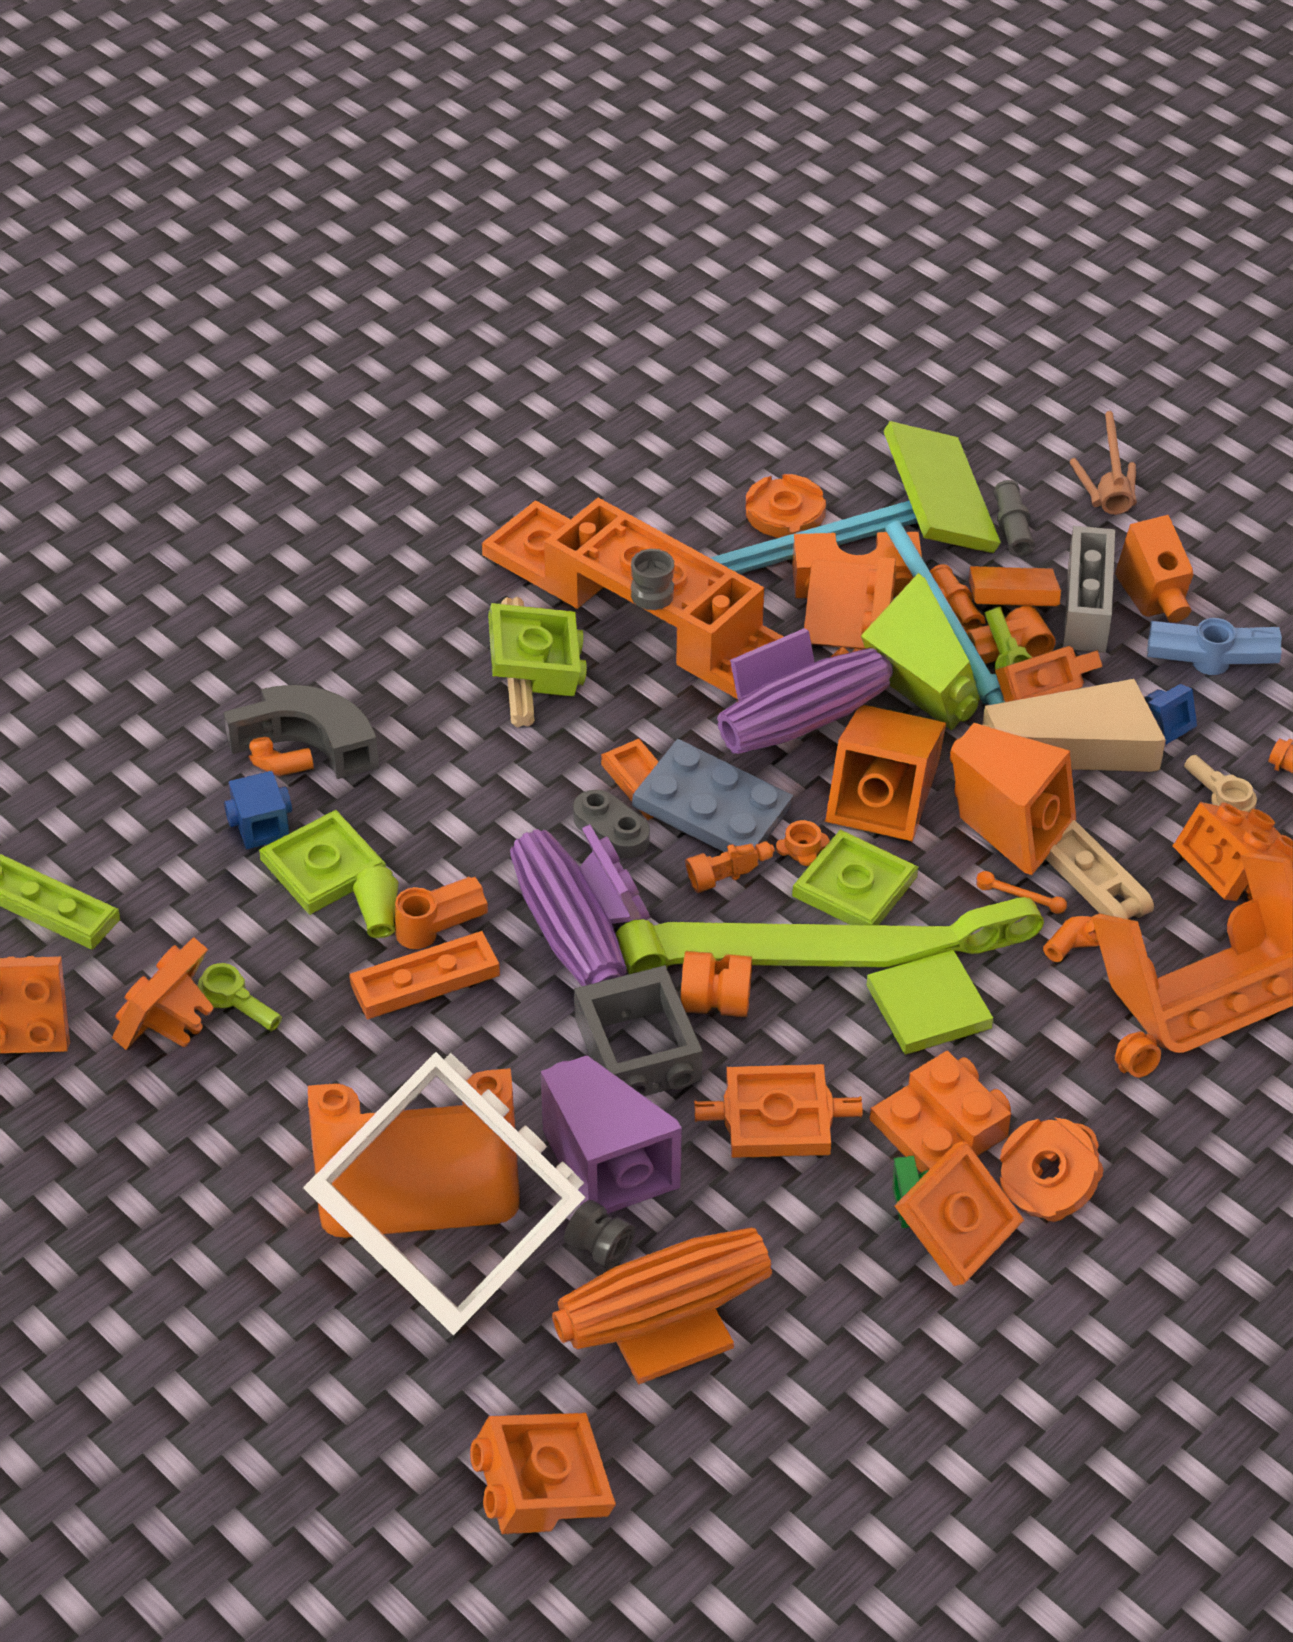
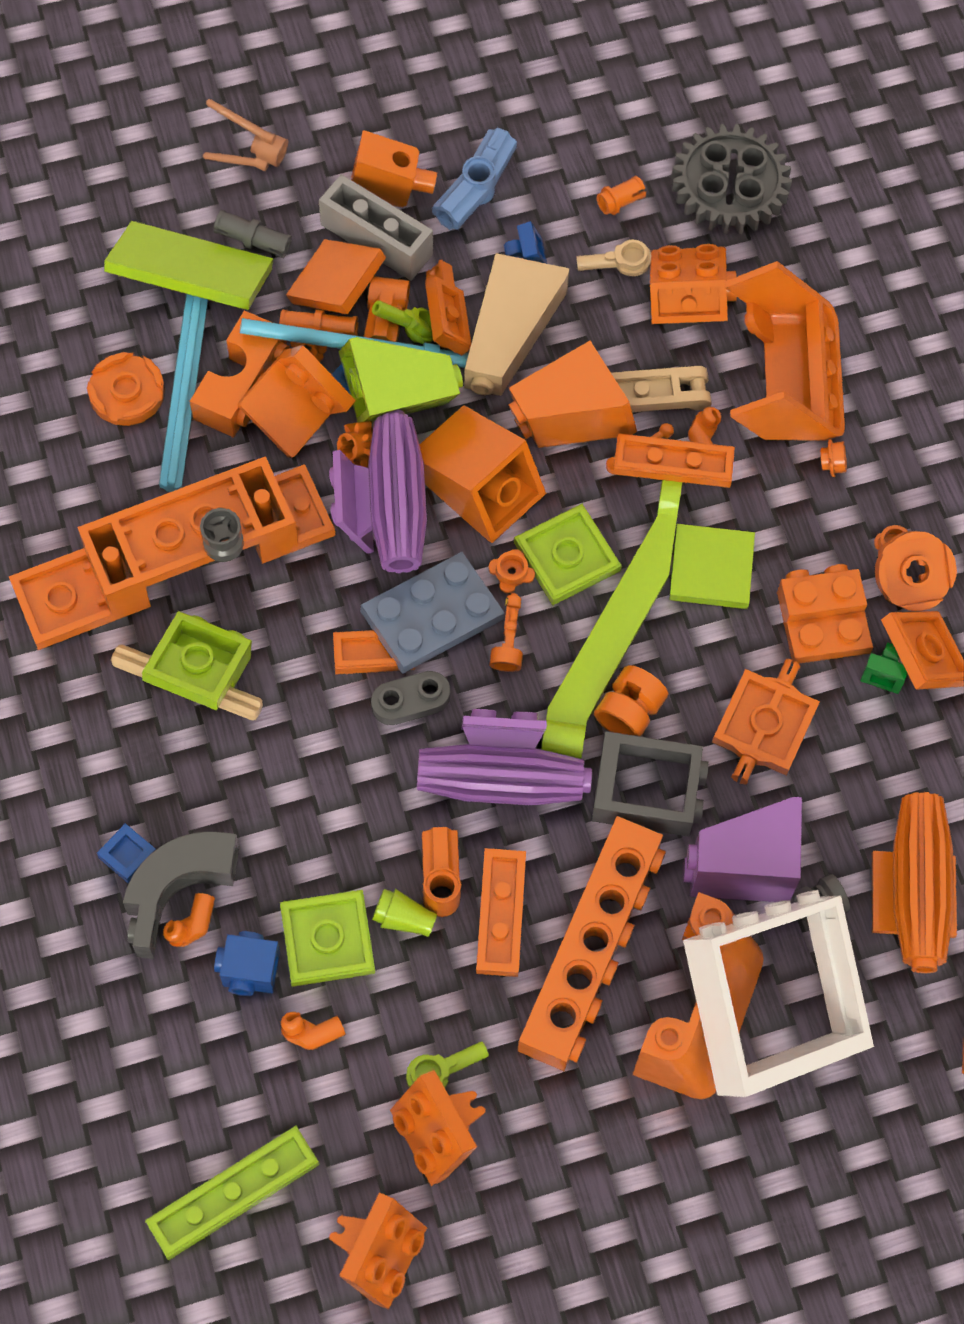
camera: 65 degrees left, 20 degrees up
(216, 884) = (308, 1034): none -> orange arm
(322, 677) = (125, 852): none -> blue plate
(385, 1054) = (624, 844): none -> orange brick
(1012, 902) = (674, 460): none -> orange tile

